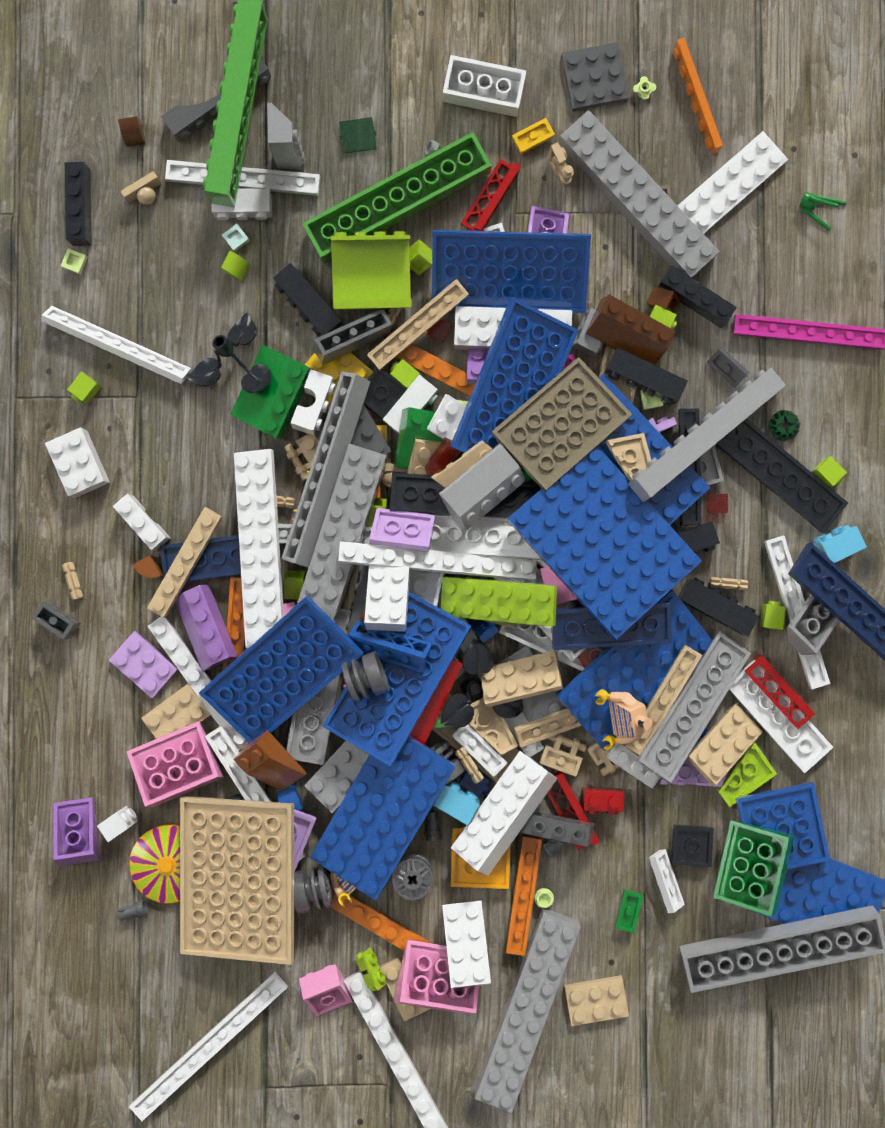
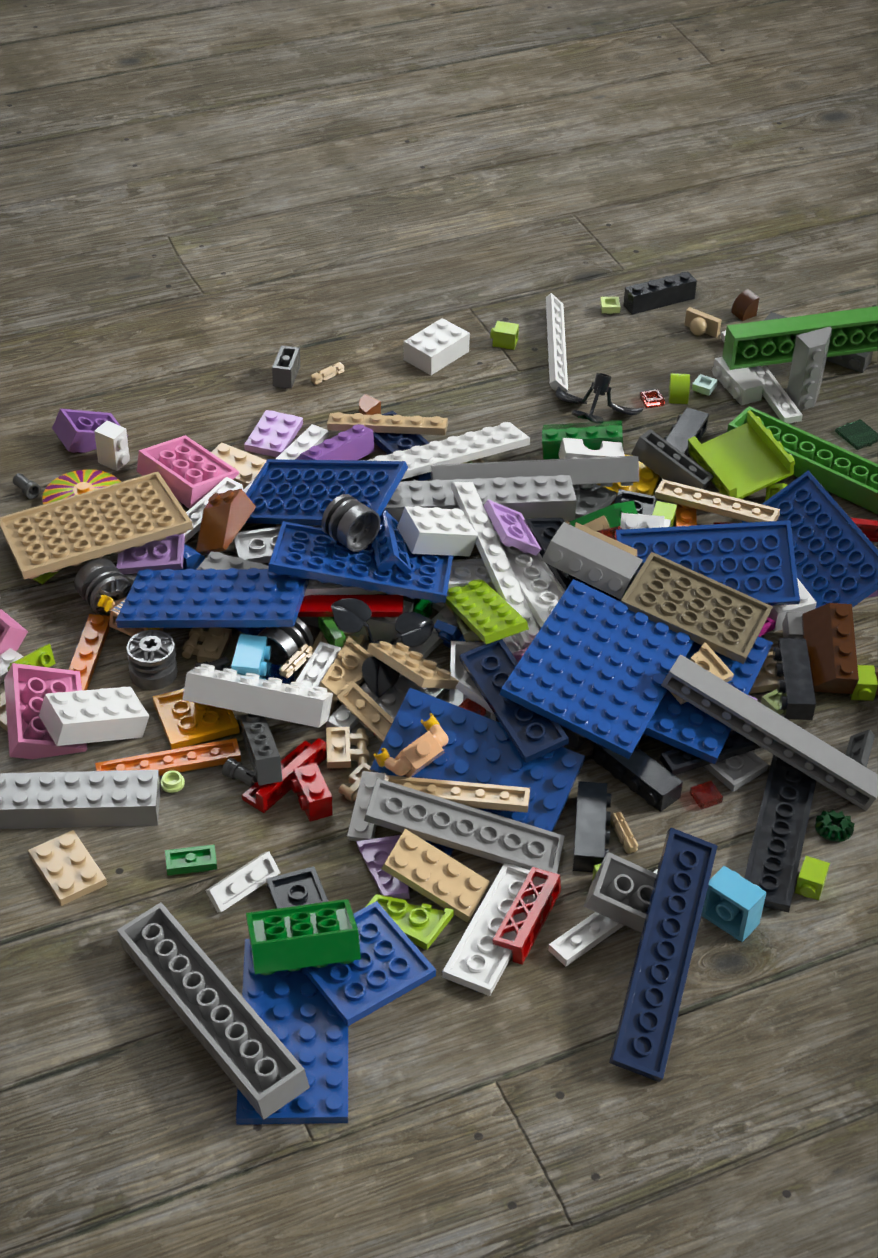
camera: 65 degrees right, 45 degrees down
(140, 522) = (411, 387): white arch -> none
(232, 295) = (652, 398): none -> clear red tile

